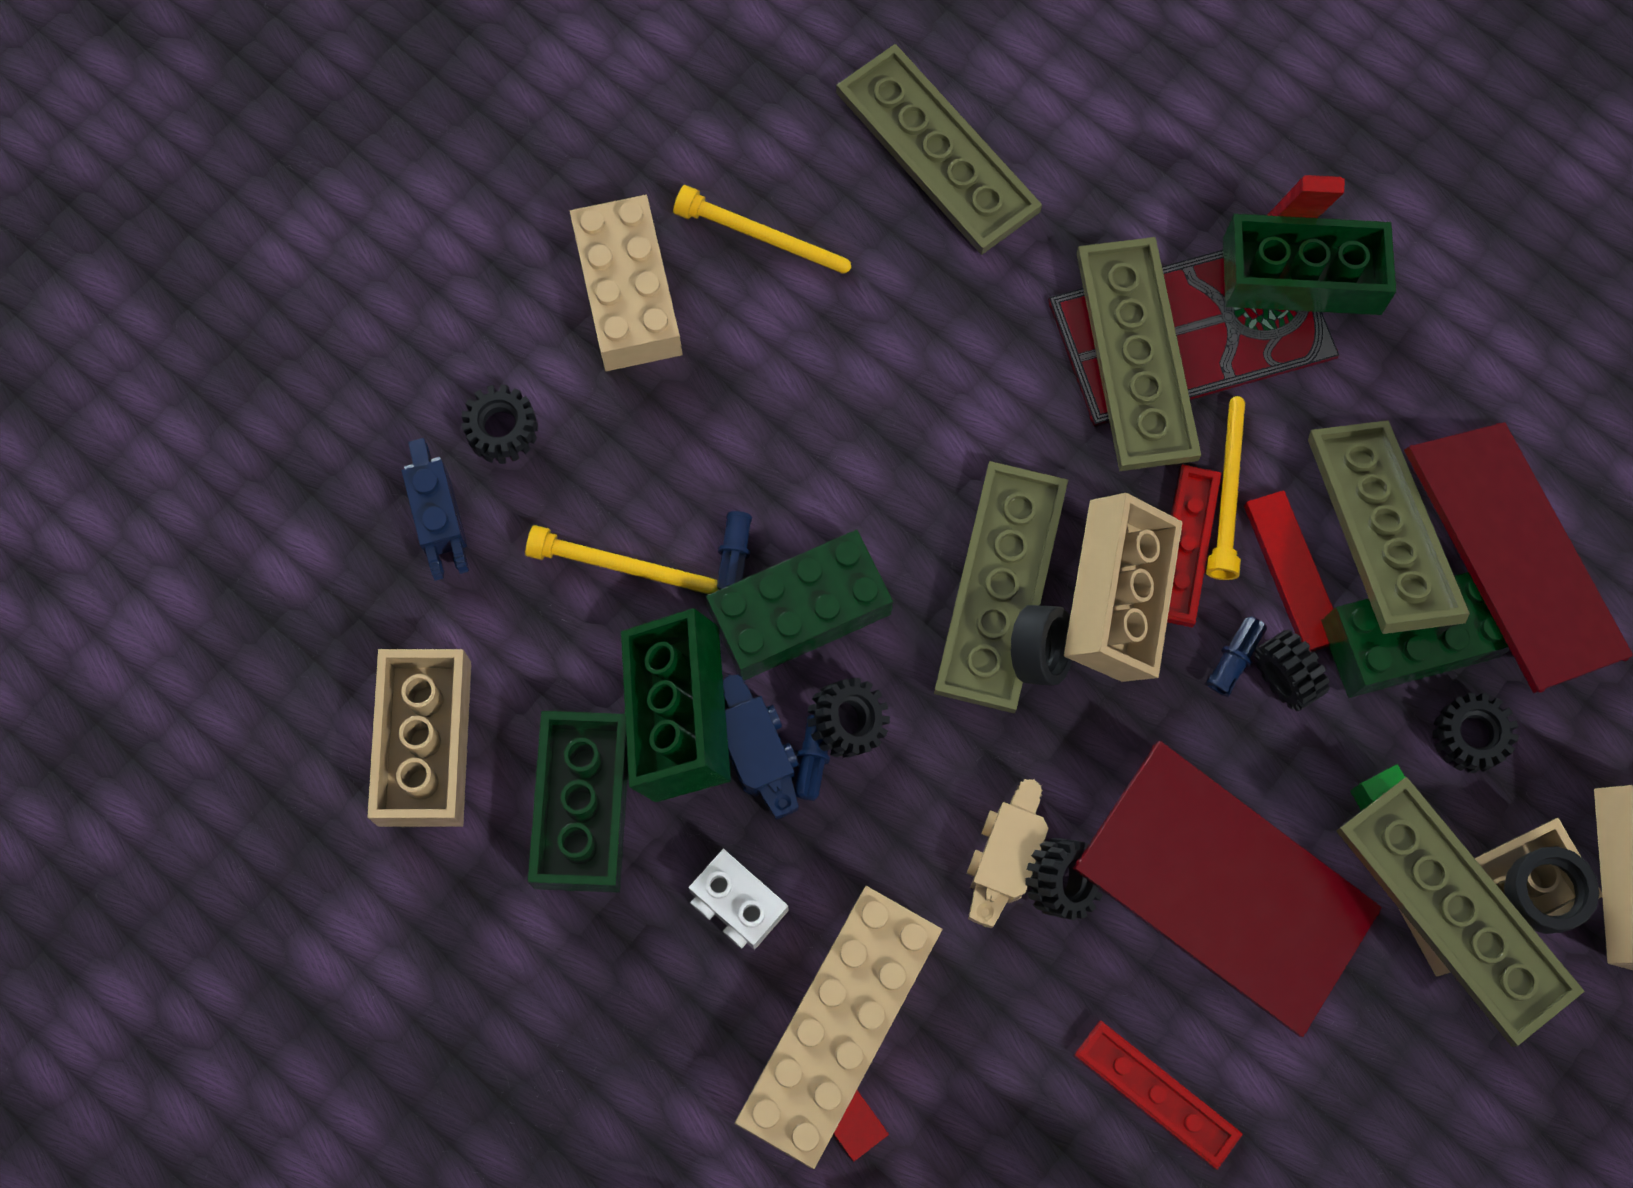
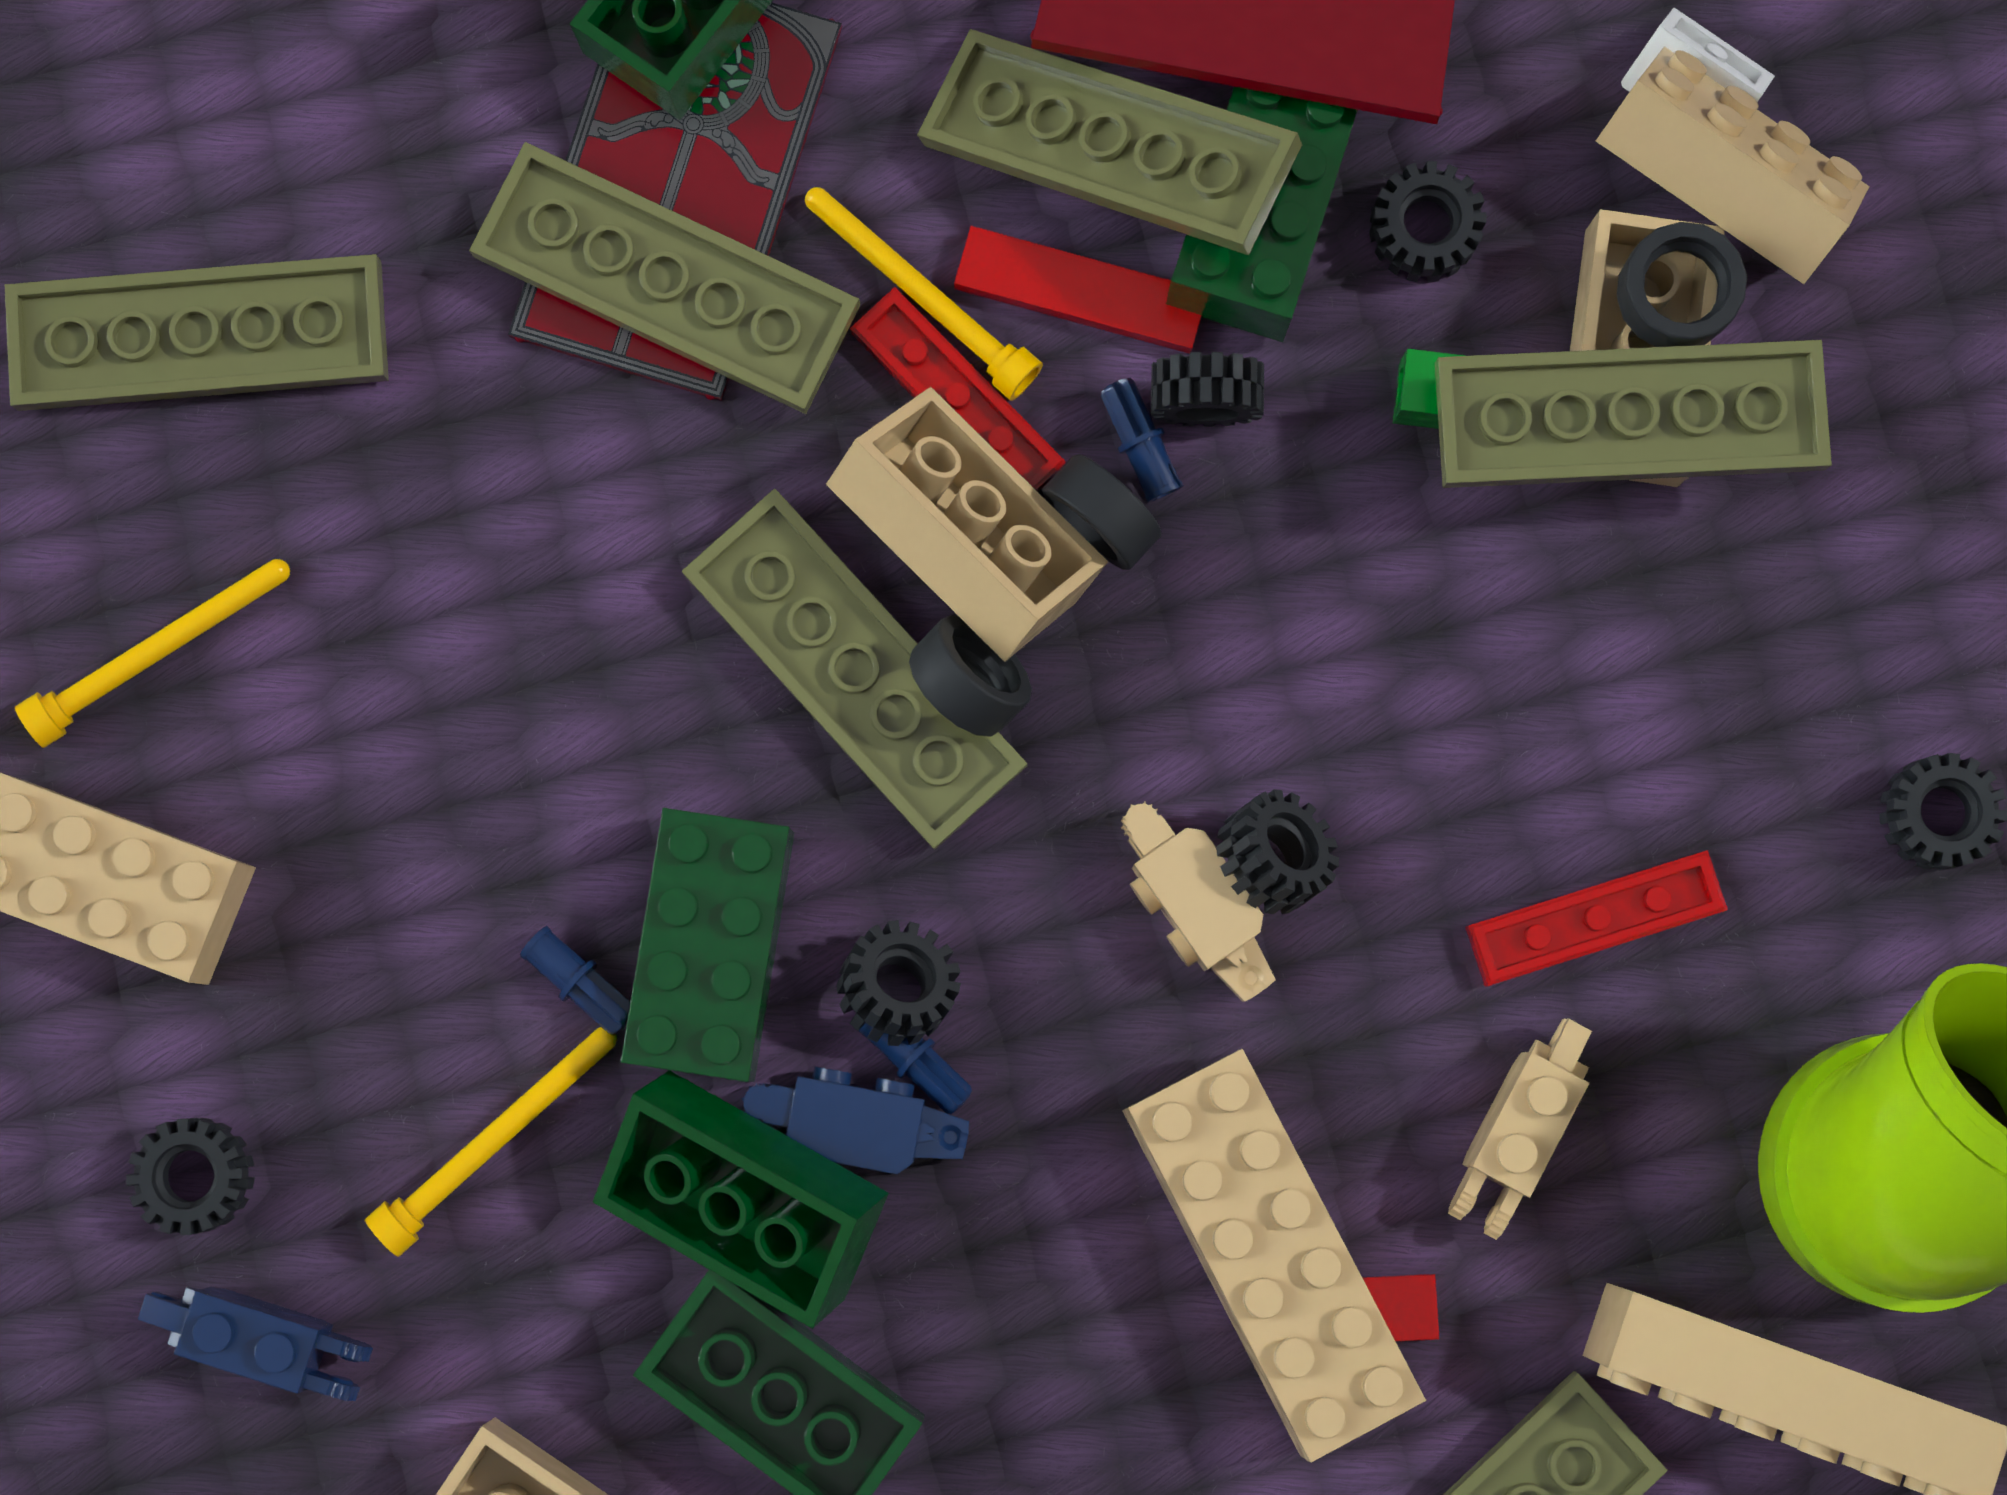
camera: 55 degrees left, 10 degrees up
(737, 900) = (1034, 1276): white brick -> none
(1011, 1127) = (1524, 1125): none -> tan hinge
(1183, 657) = (1102, 511): none -> black tyre
(1228, 888) = (1415, 662): dark red piece -> none

